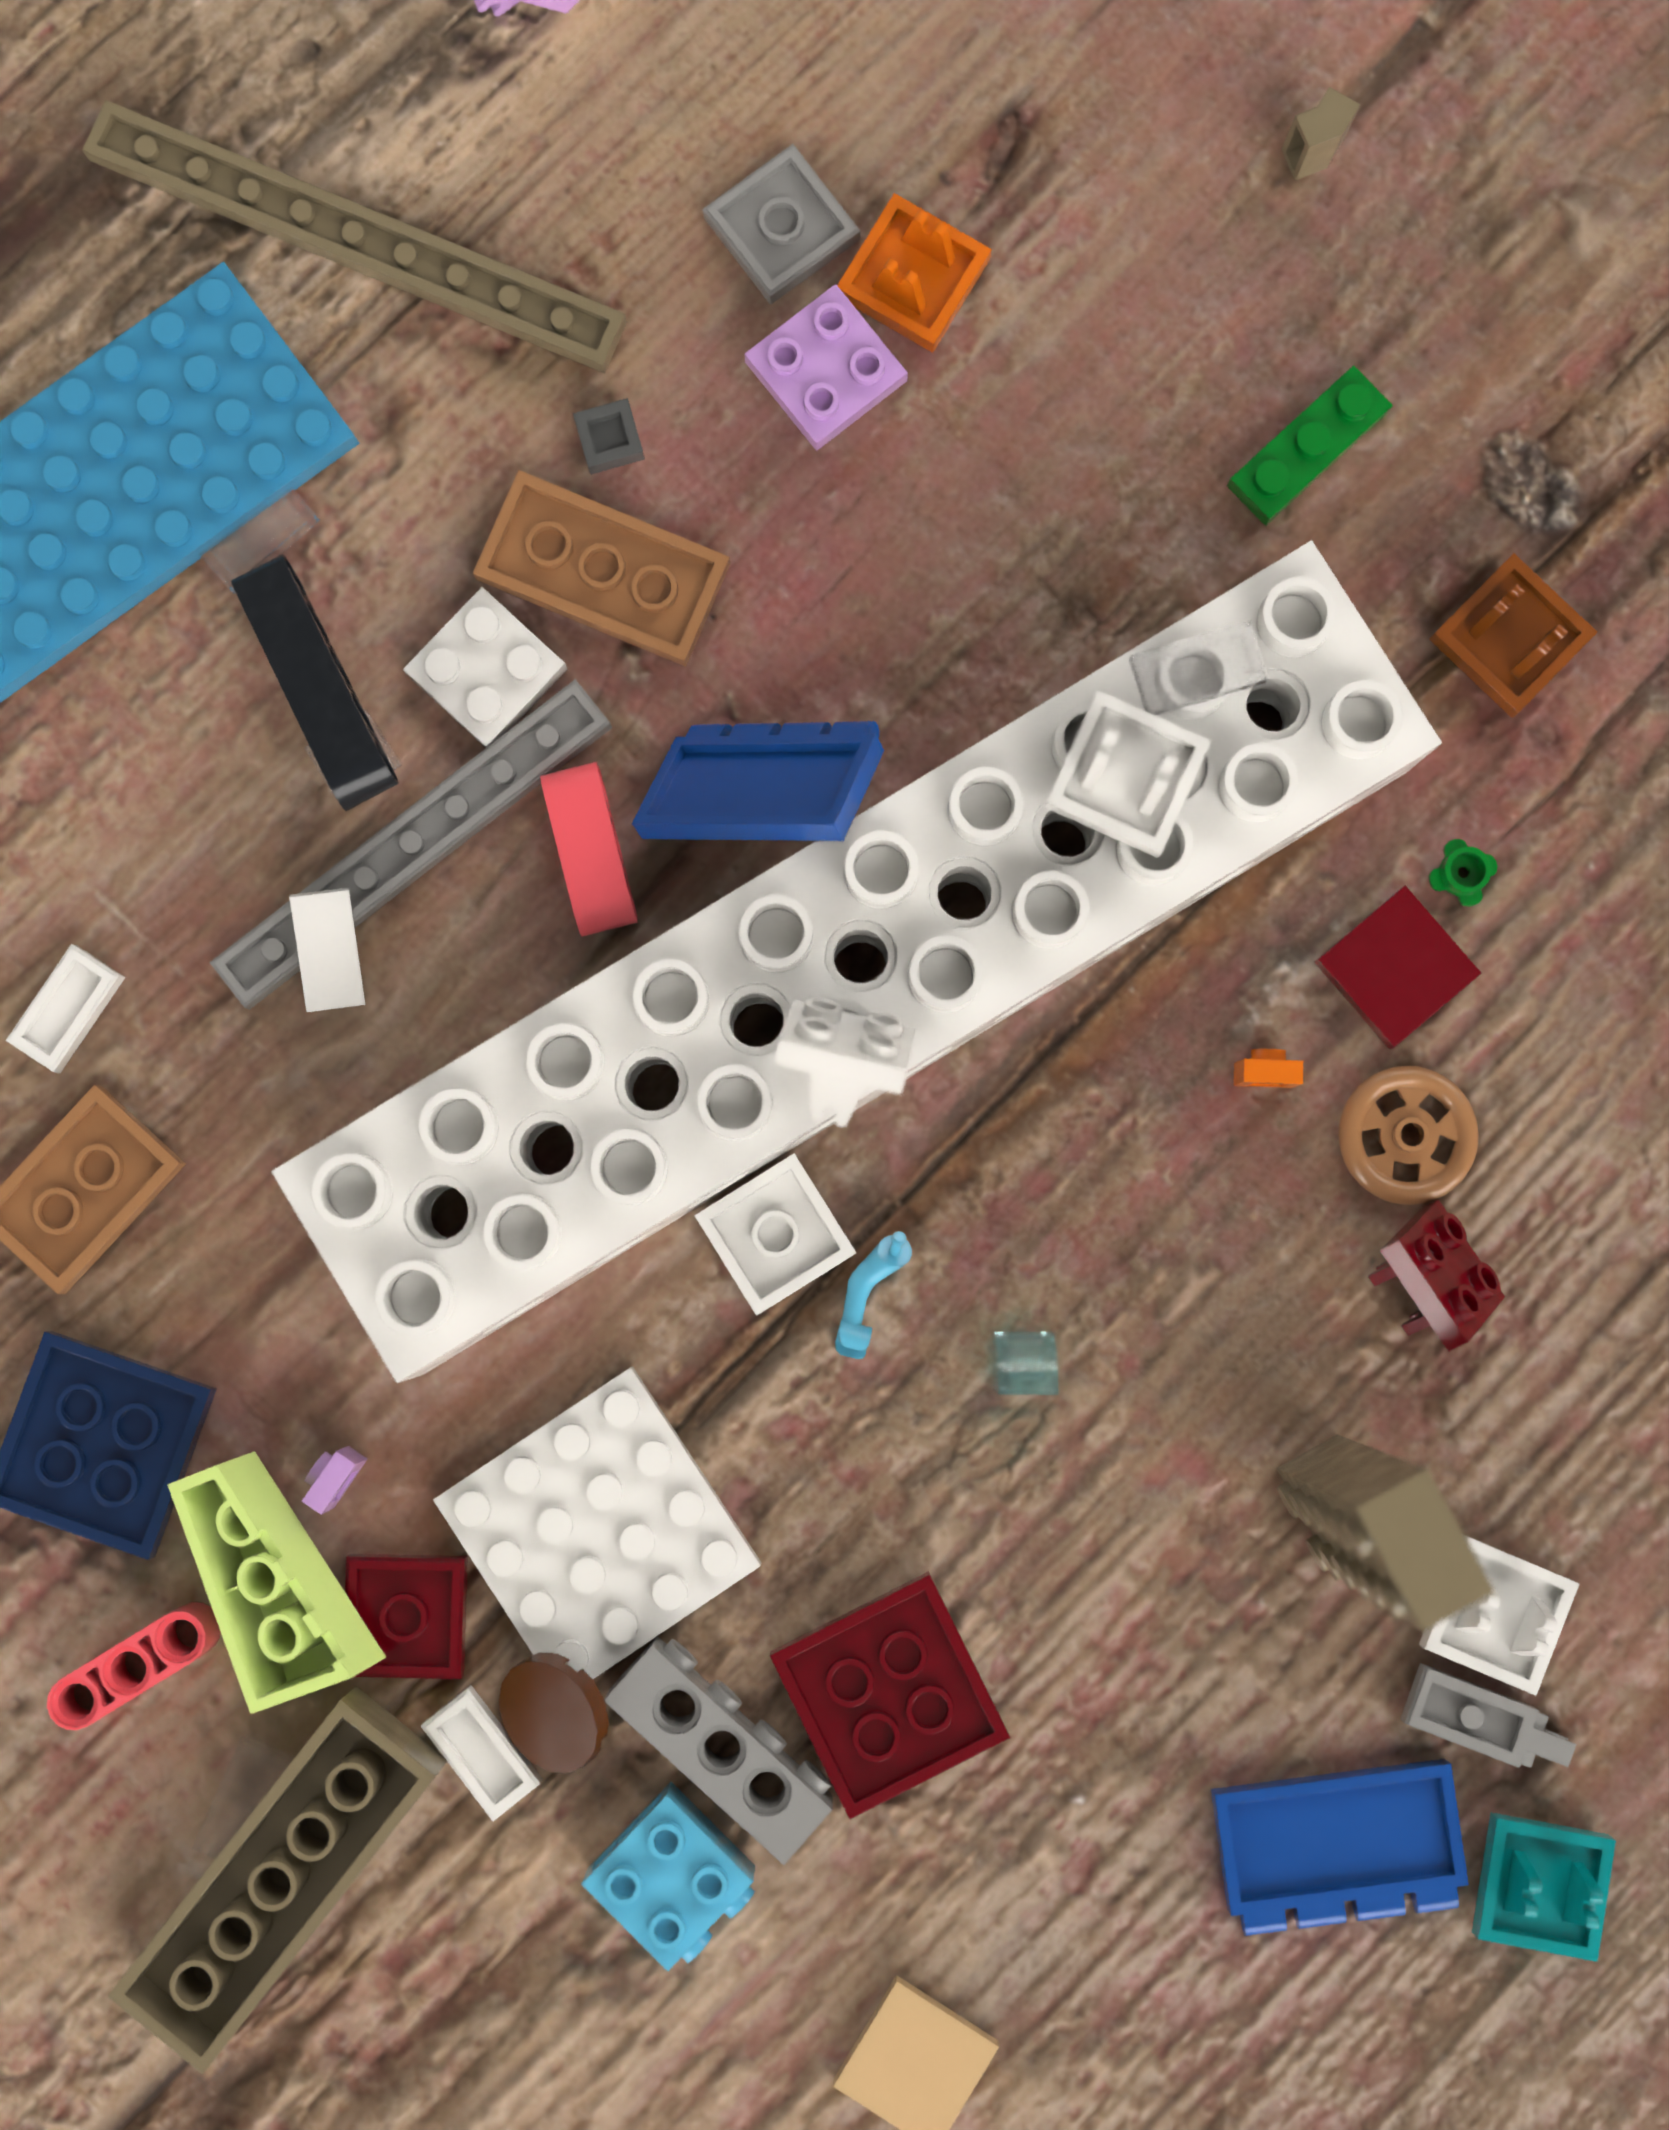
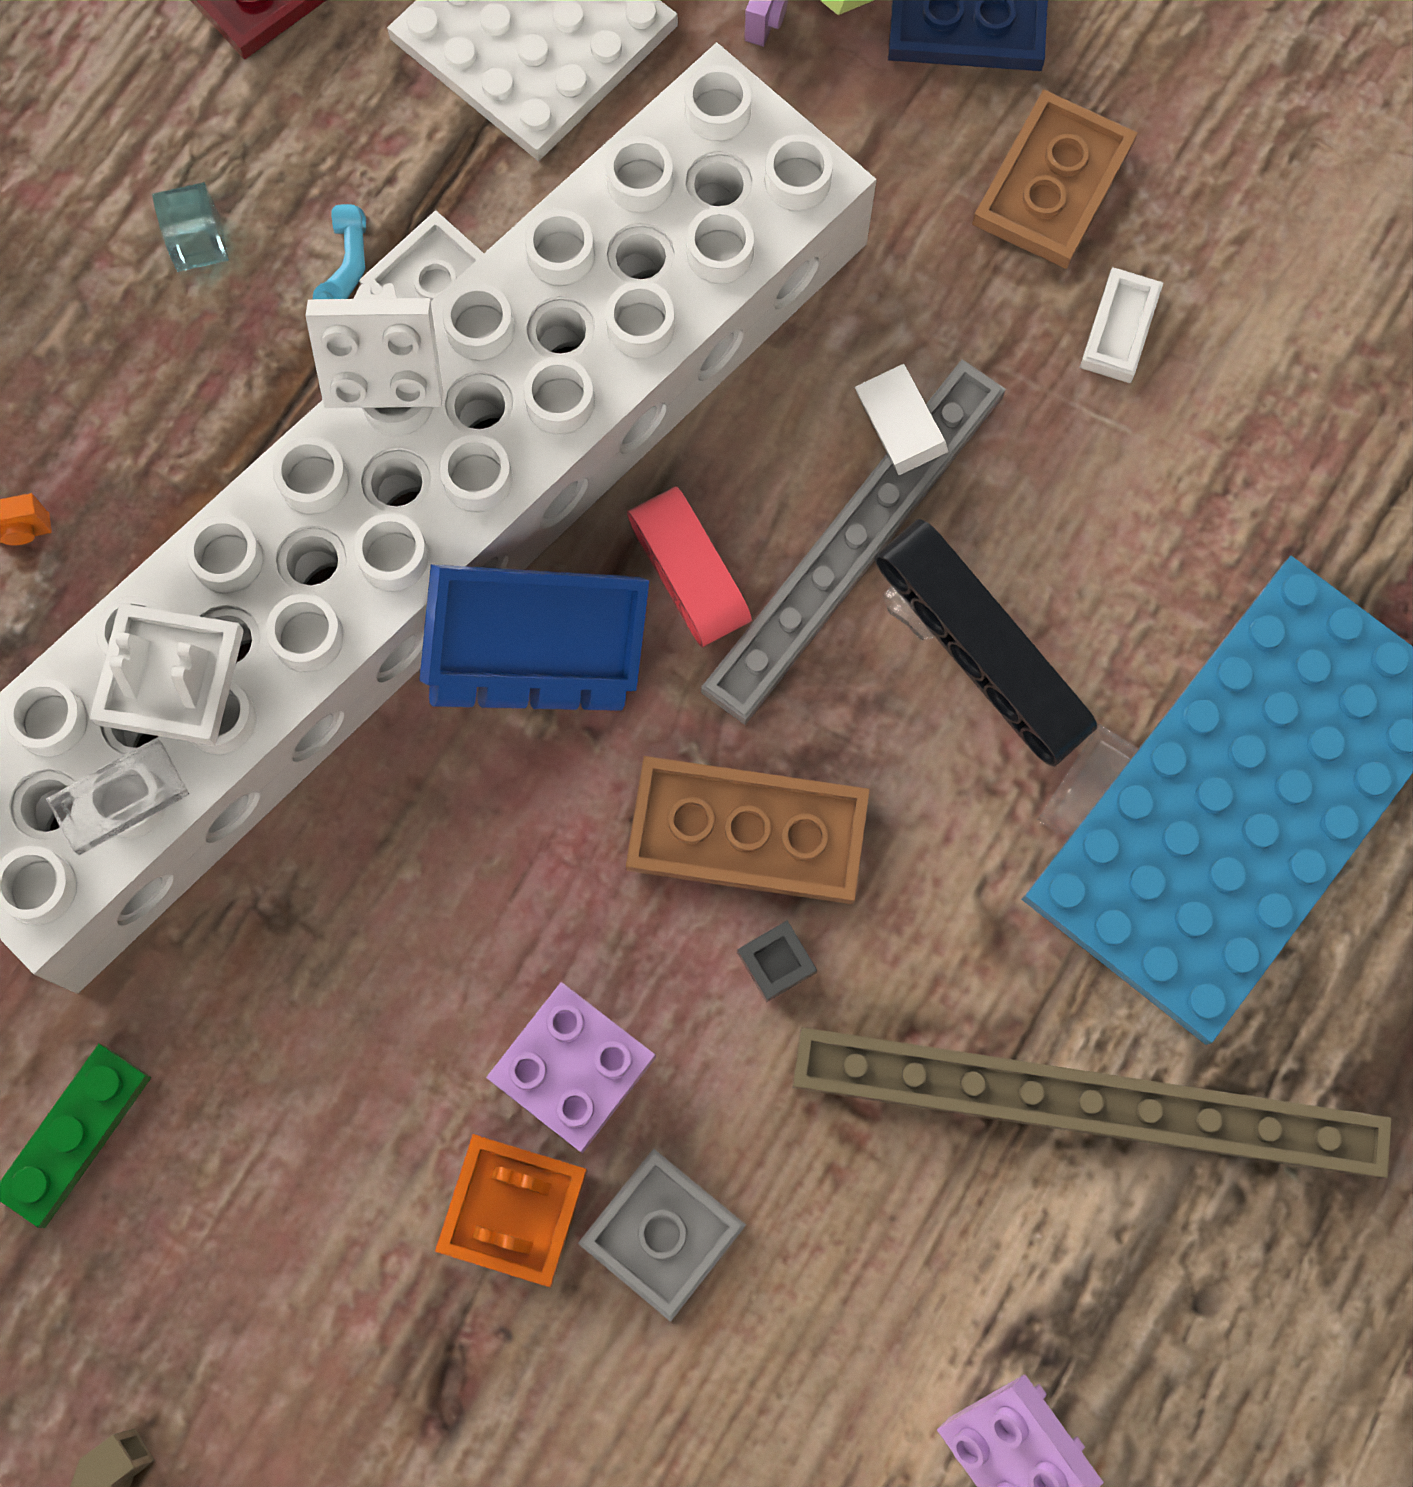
camera: 165 degrees right, 10 degrees down
(485, 668) = (834, 712): white plate -> none

